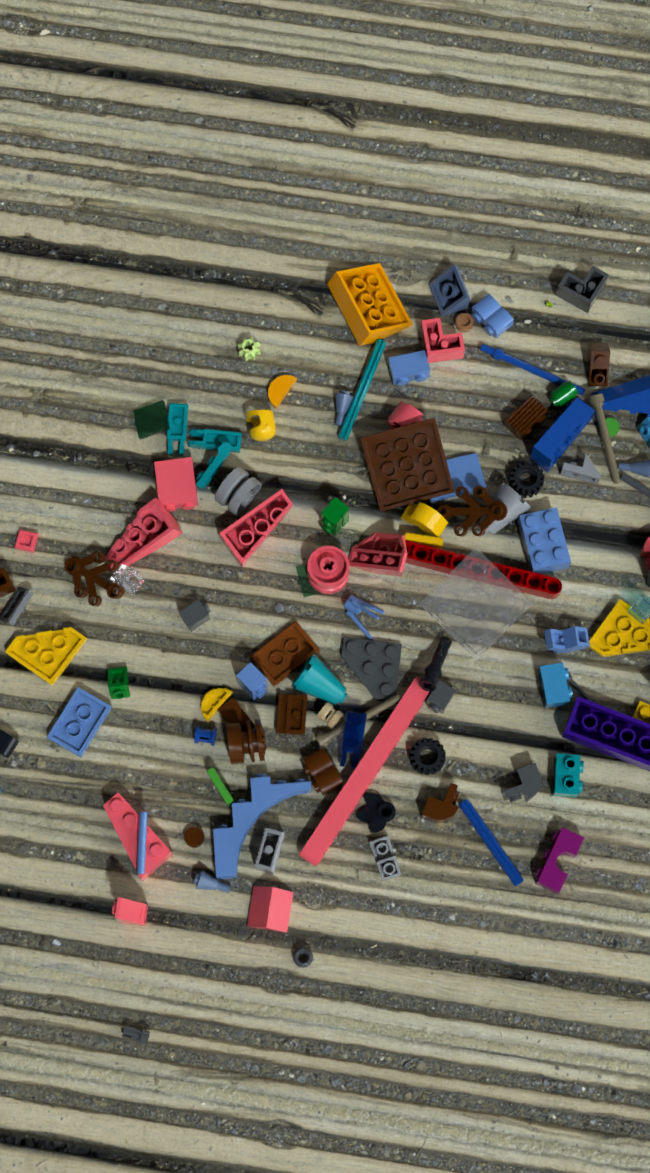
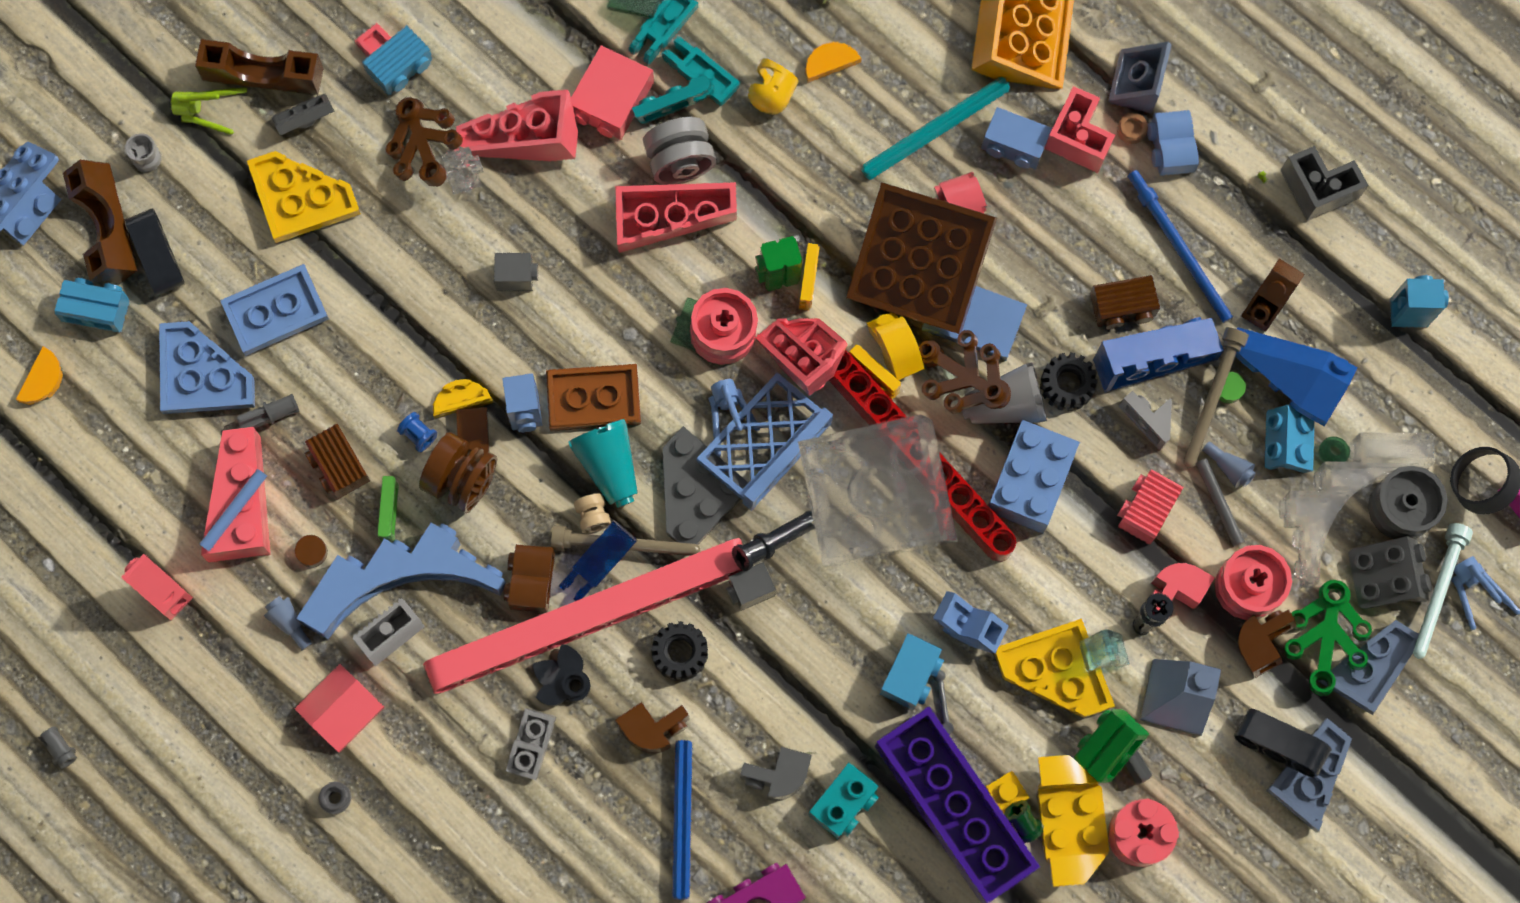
camera: 30 degrees right, 0 degrees up
(47, 542) = (398, 60): none -> dark azure brick
(63, 783) = (199, 373): none -> medium blue plate
(117, 780) = (269, 412): none -> dark grey axle
(118, 683) = (358, 292): green bracket -> none
(174, 780) = (337, 462): none -> reddish brown brick
(291, 714) = (545, 479): reddish brown plate -> none
(343, 401) = (898, 127): sand blue cone -> none
(354, 514) = (809, 276): none -> yellow tile
(409, 615) = (785, 457): none -> medium blue fence
(563, 394) = (1197, 303): green brick -> none
(613, 517) = (1149, 507): none -> coral brick

